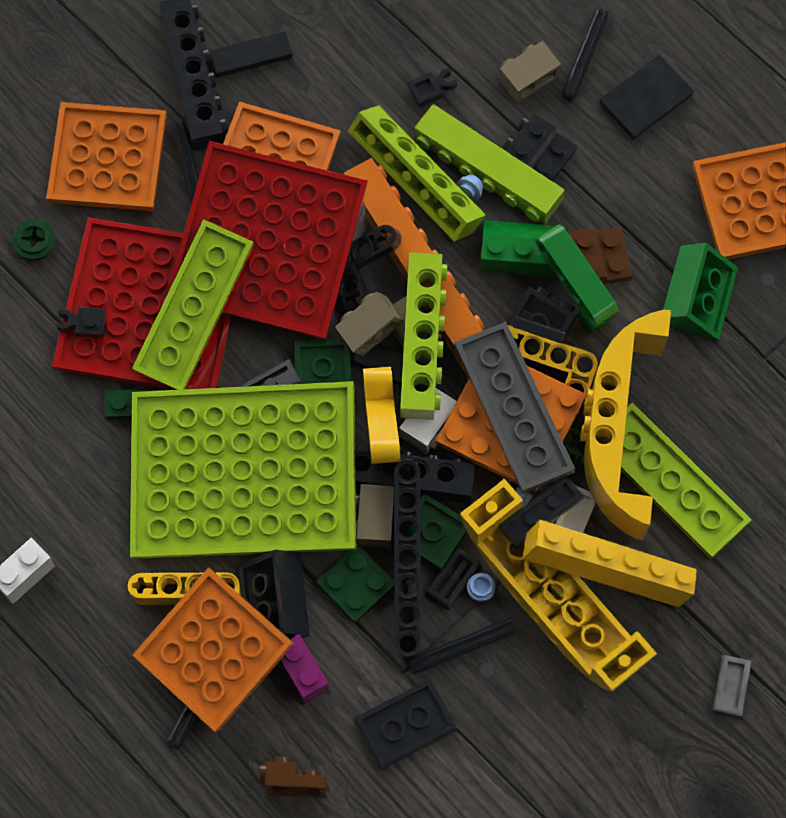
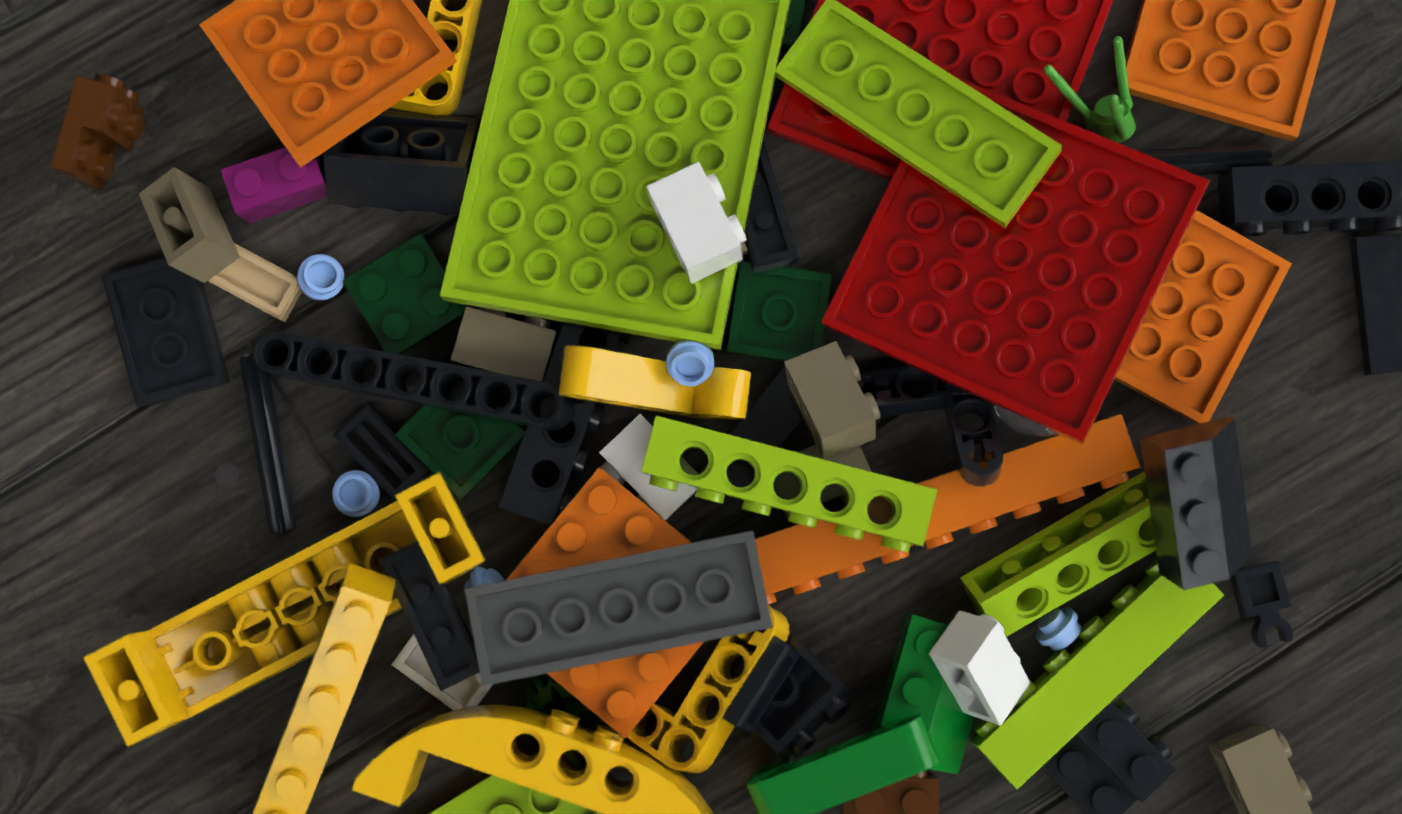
camera: 100 degrees right, 15 degrees up
(170, 209) = (1111, 113): none -> bright green plant
(284, 406) = (696, 221): none -> white brick
(340, 711) = (188, 225): none -> dark tan brick
(354, 634) = (320, 277): none -> light blue plate
(364, 677) = (260, 284): none -> tan tile
(365, 398) = (689, 362): none -> light blue plate
(387, 122) = (1197, 502): none -> black slope
(502, 218) = (980, 667): none -> white brick

